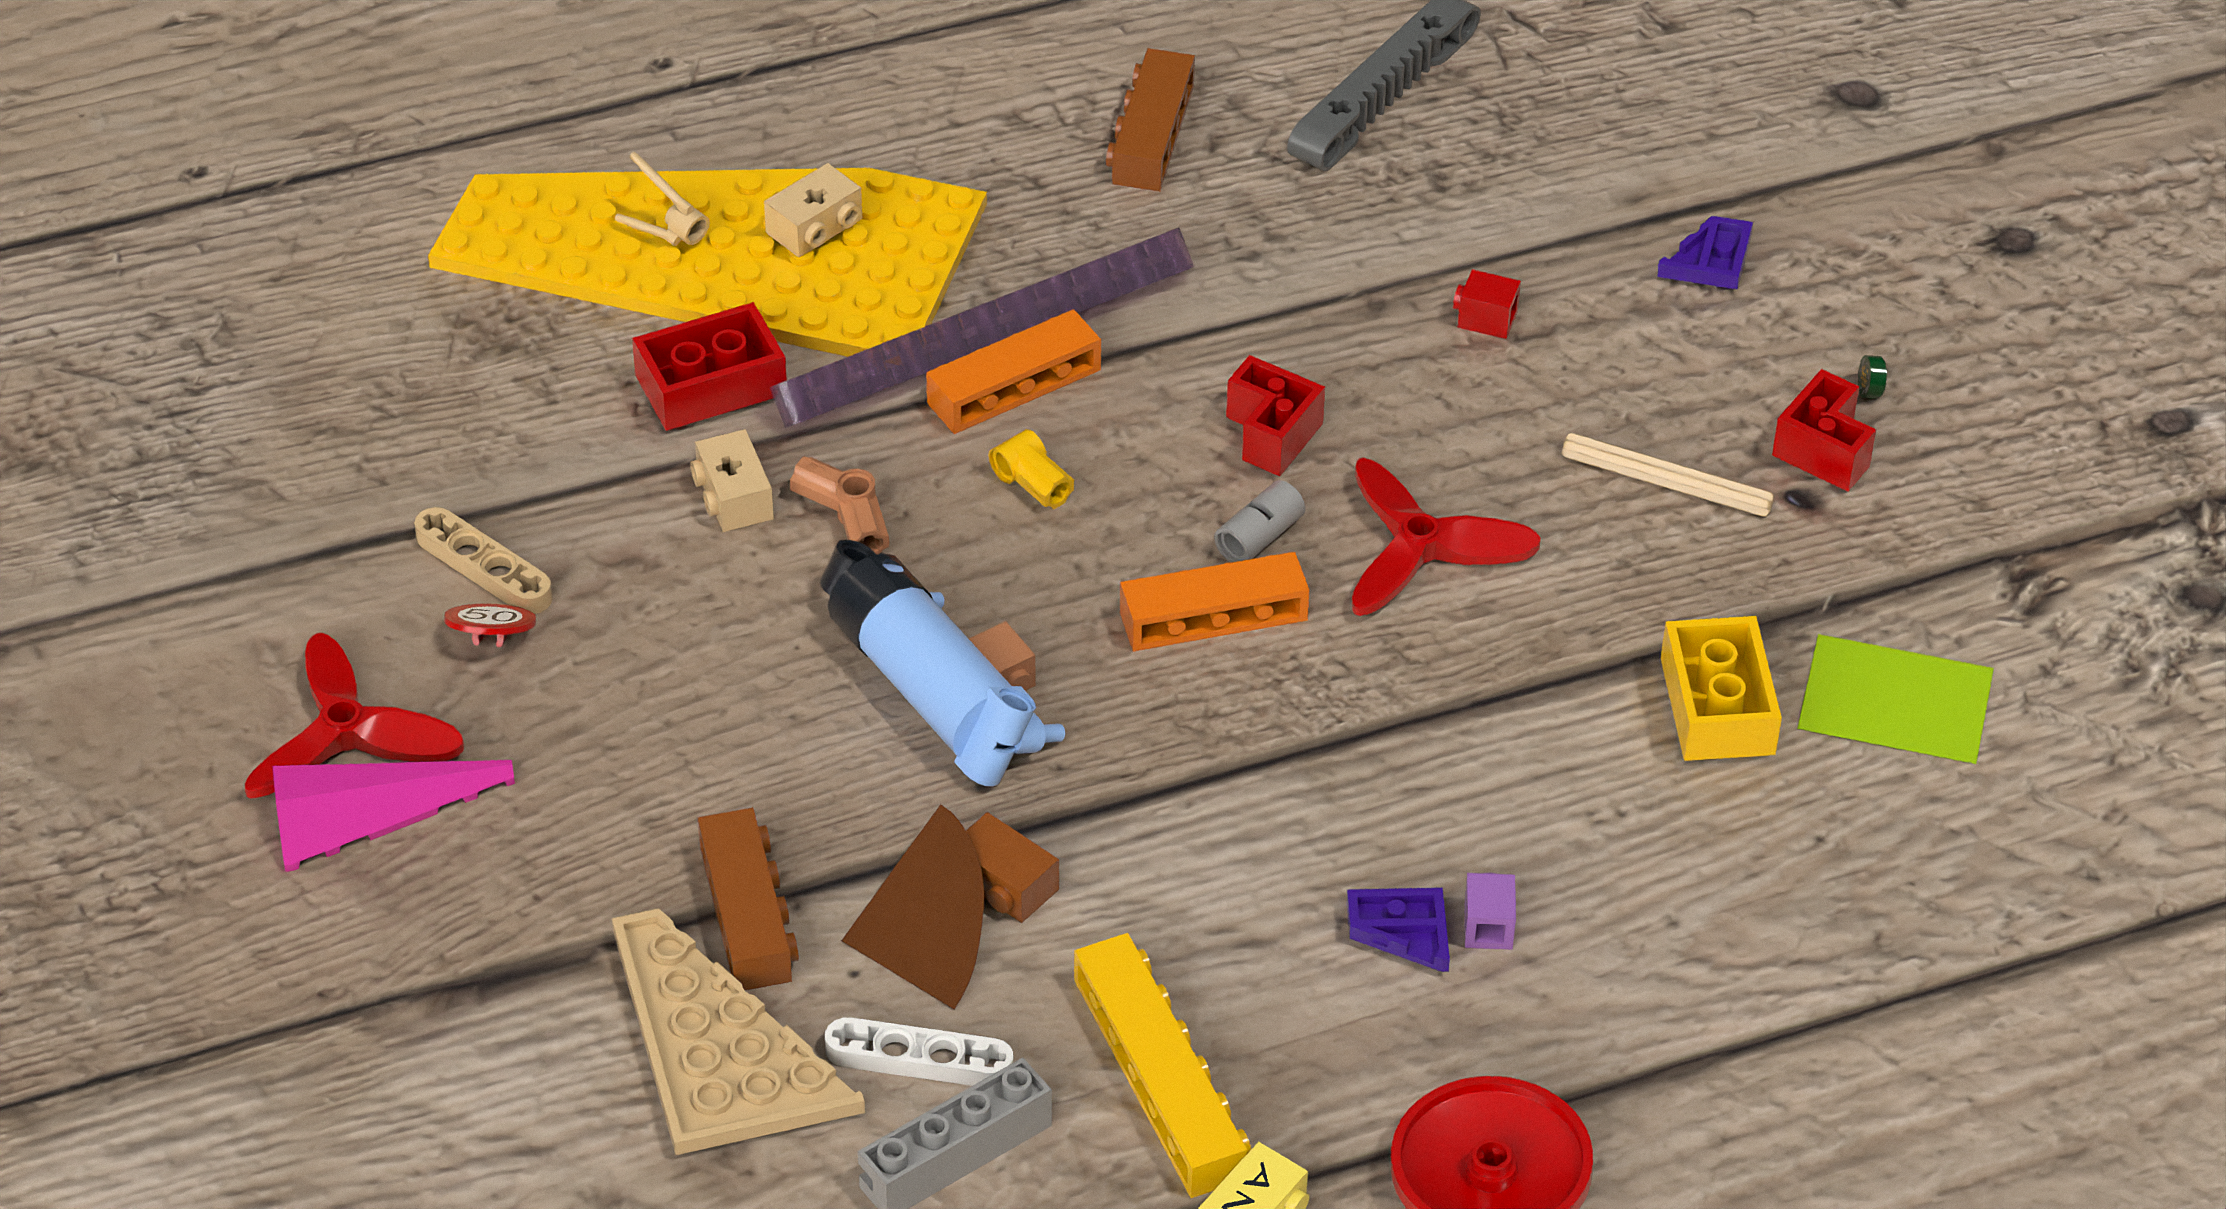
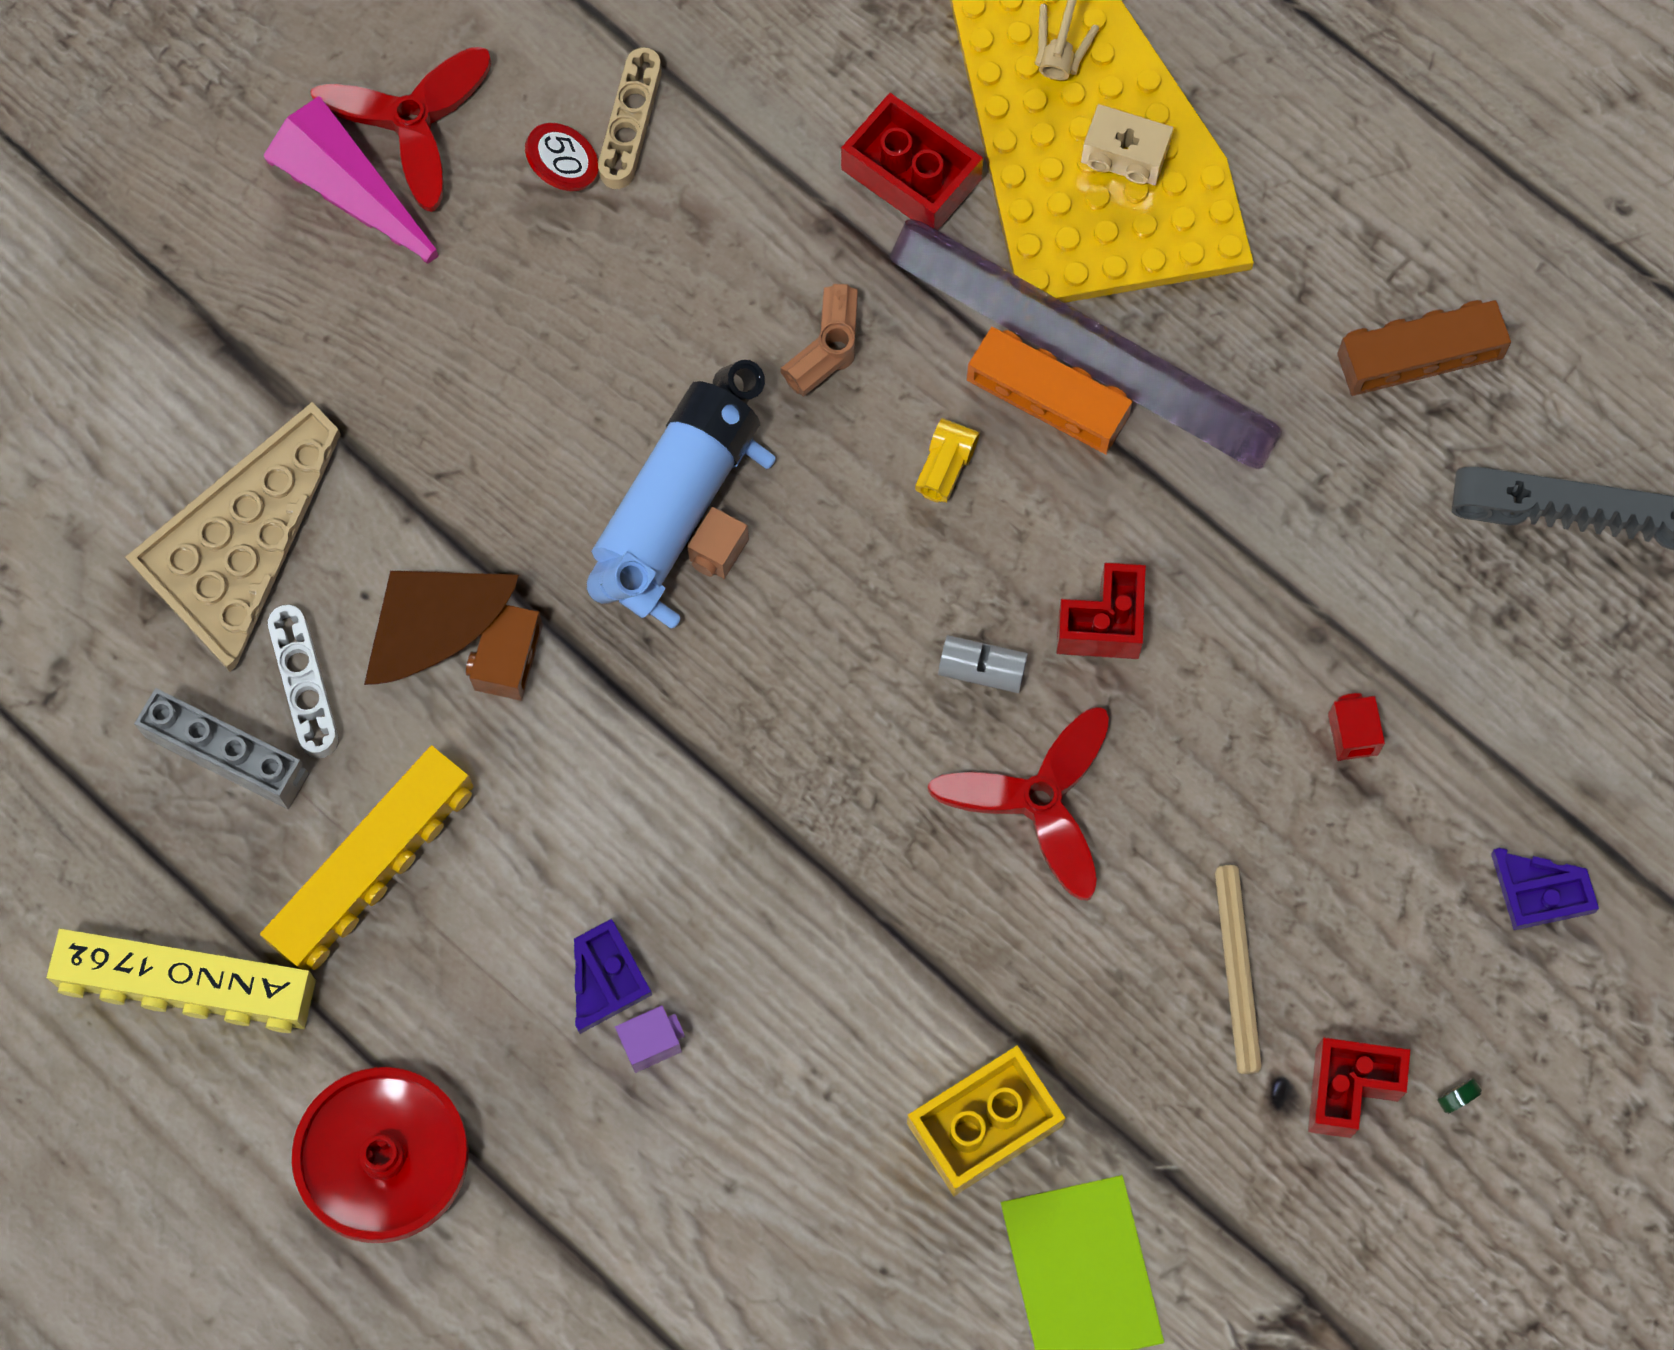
camera: 65 degrees right, 25 degrees up
(732, 481) = (801, 265): tan brick -> none
(745, 898) = (381, 483): dark orange brick -> none
(1214, 601) = (874, 669): orange brick -> none

